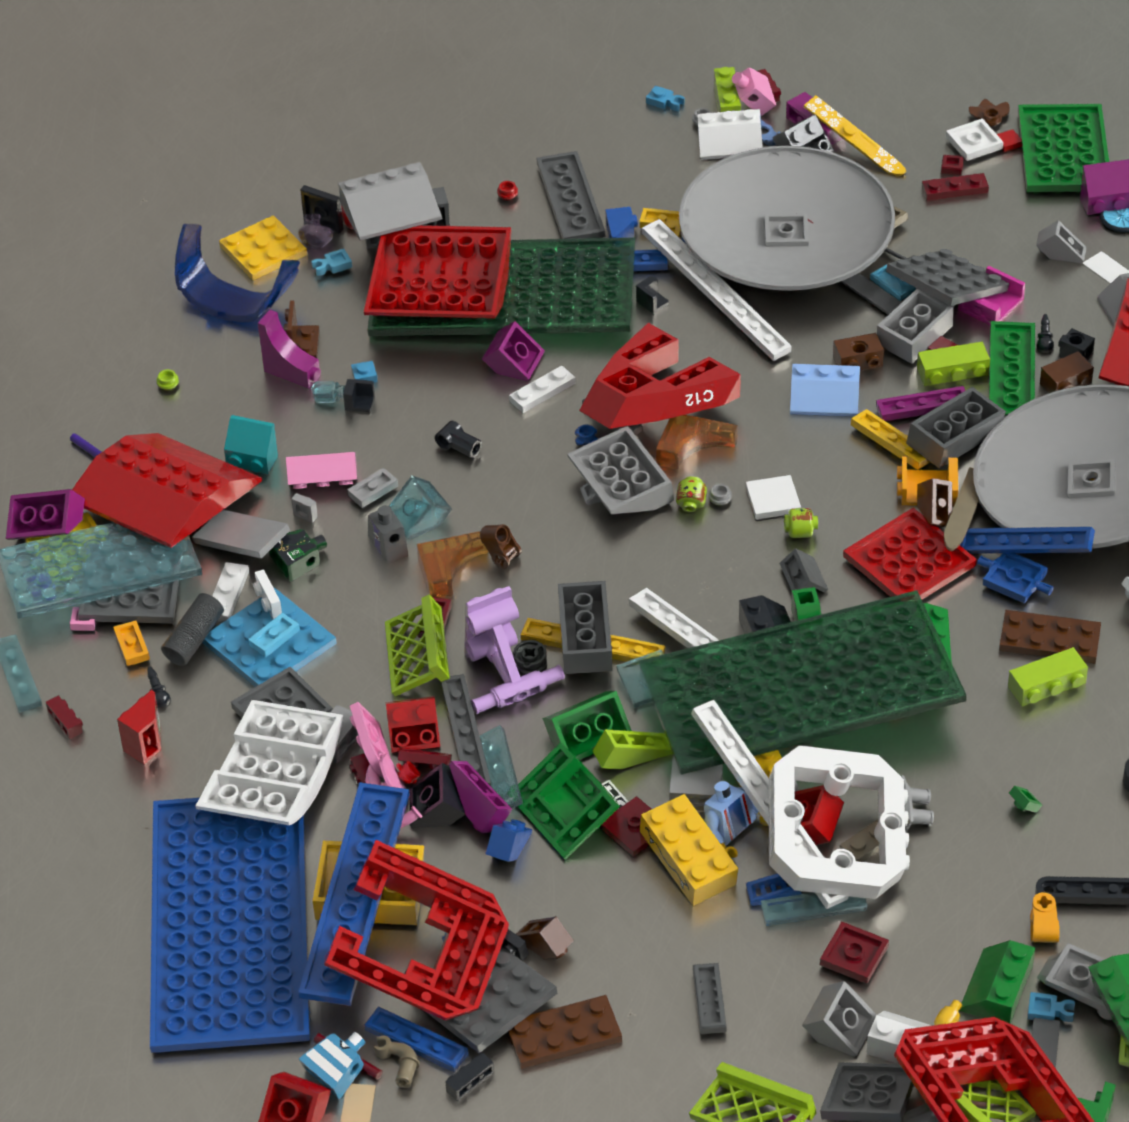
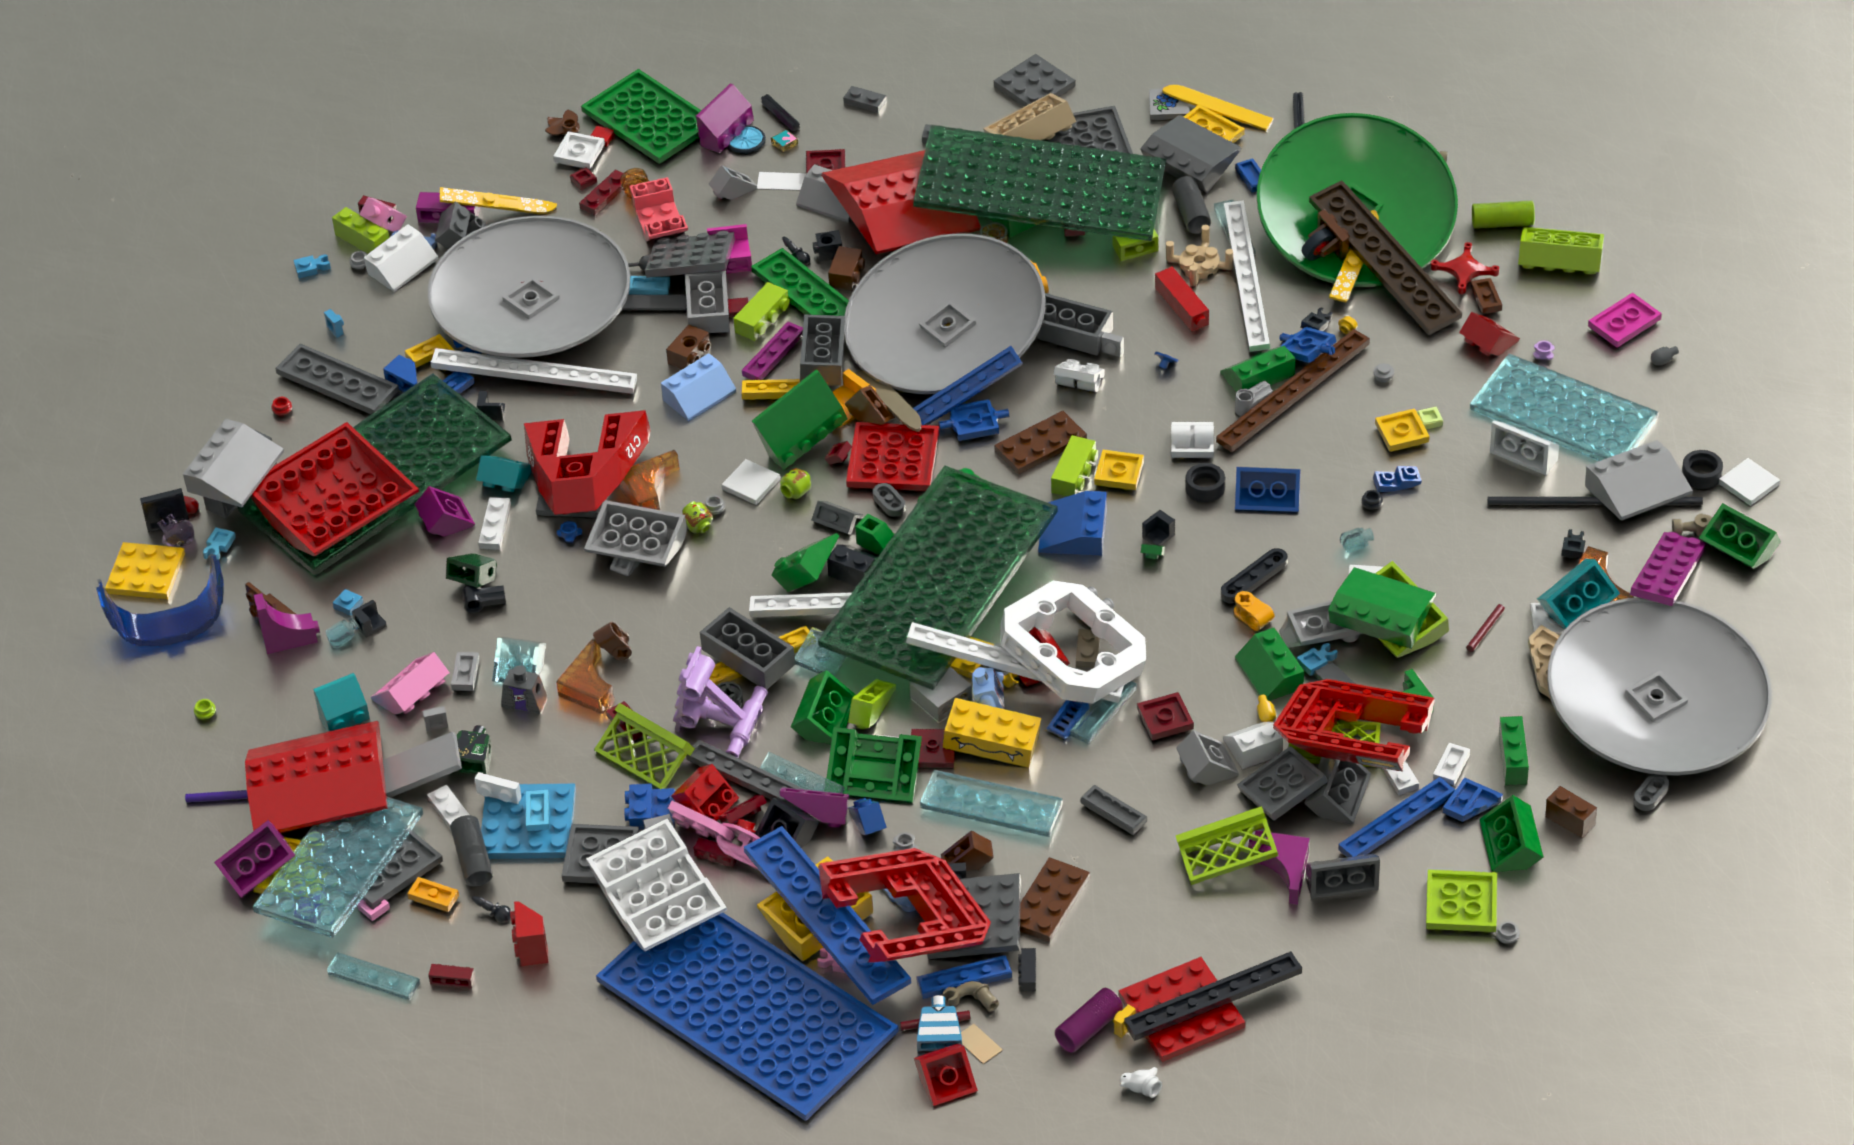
camera: 45 degrees left, 0 degrees up
(366, 690) = (646, 804): none -> blue plate
(472, 411) = (477, 572): none -> dark green torso
(511, 887) = (904, 841): none -> light grey plate
(591, 349) = (503, 472): none -> teal slope
(619, 911) = (991, 803): none -> clear light blue plate
(622, 152) = (334, 323): none -> dark azure plate
(713, 592) = (804, 564): none -> green slope
(852, 468) = (799, 420): none -> green slope
(861, 589) = (889, 499): none -> dark grey plate
(868, 524) = (838, 453): none -> dark red plate
(974, 227) = (657, 209): none -> coral slope
(981, 193) = (632, 177): none -> clear orange wheel
(988, 729) = (1077, 525): none -> blue slope
(1053, 784) = (1158, 528): none -> black panel
(1085, 708) = (1119, 469): none -> yellow plate

